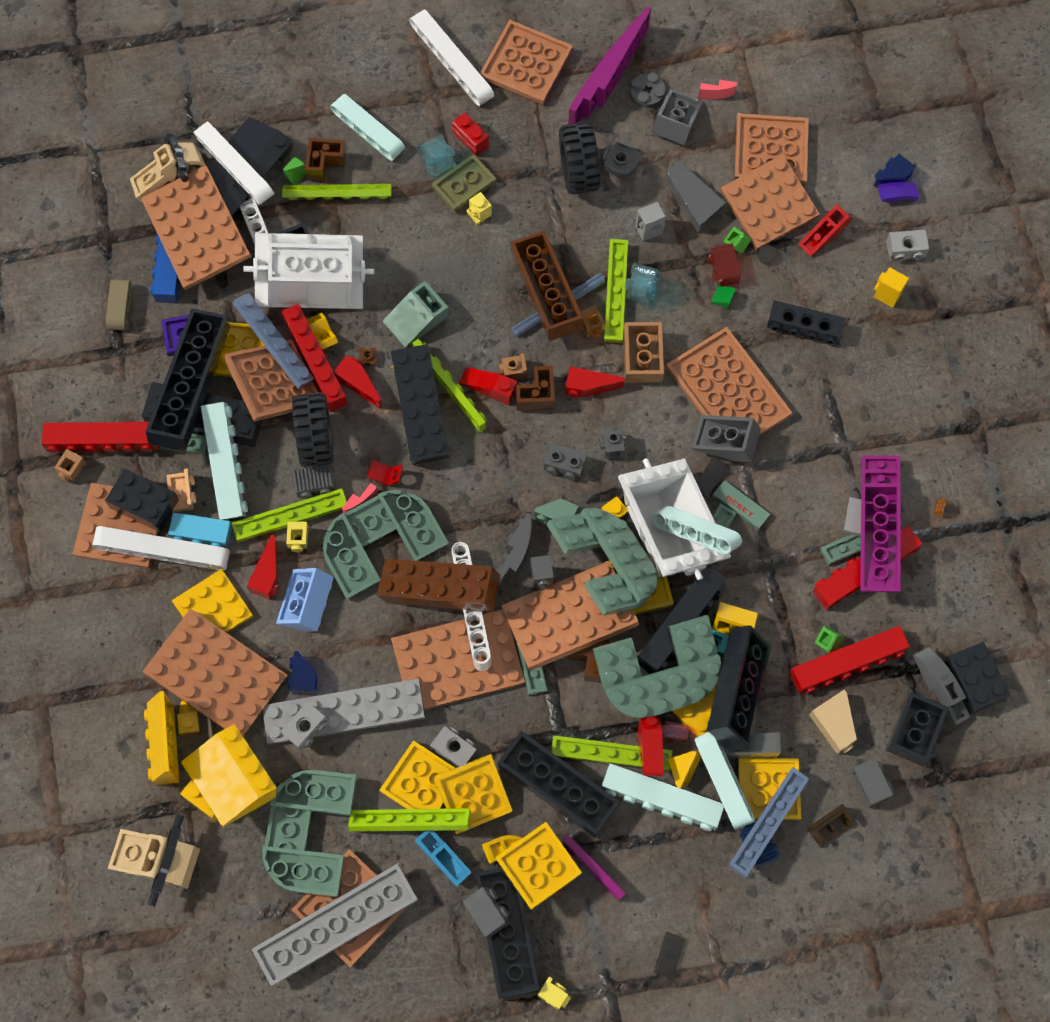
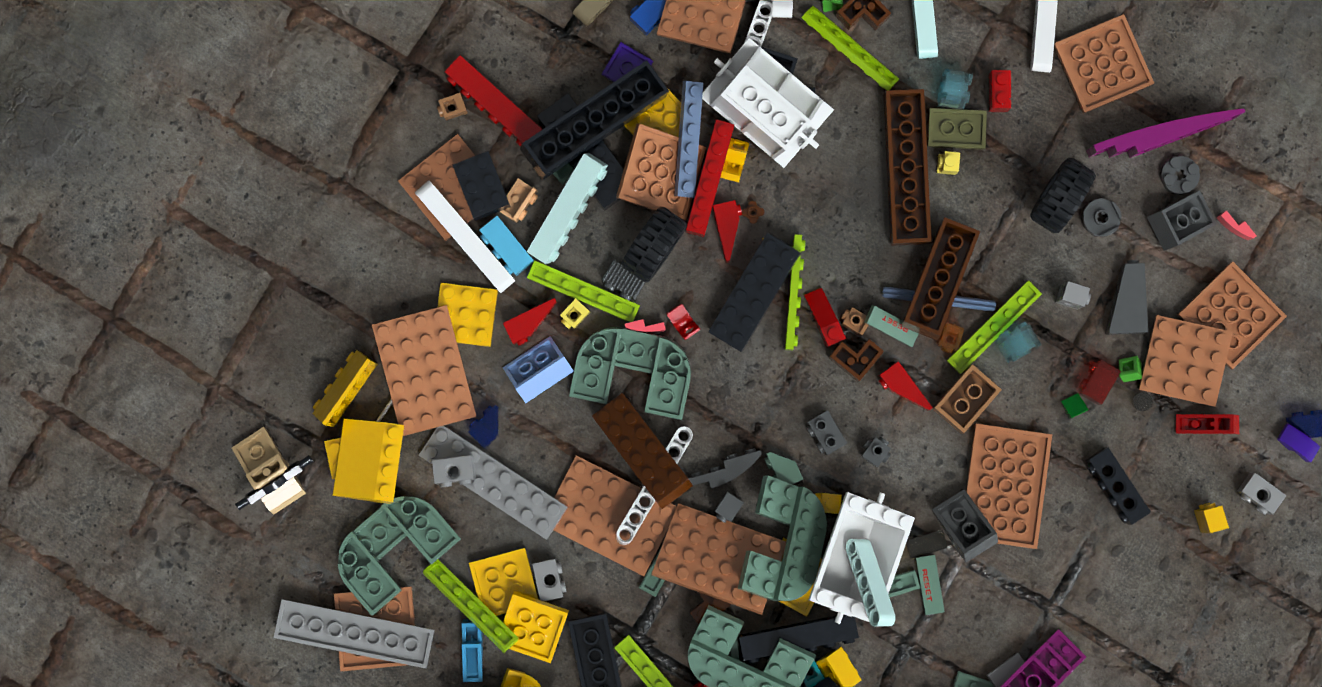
camera: 40 degrees right, 15 degrees up
(188, 719) = (377, 386): yellow plate -> none
(416, 314) = (818, 211): sand green slope -> none
(452, 234) = (907, 167): none -> reddish brown brick
(542, 348) = (890, 326): none -> sand green tile

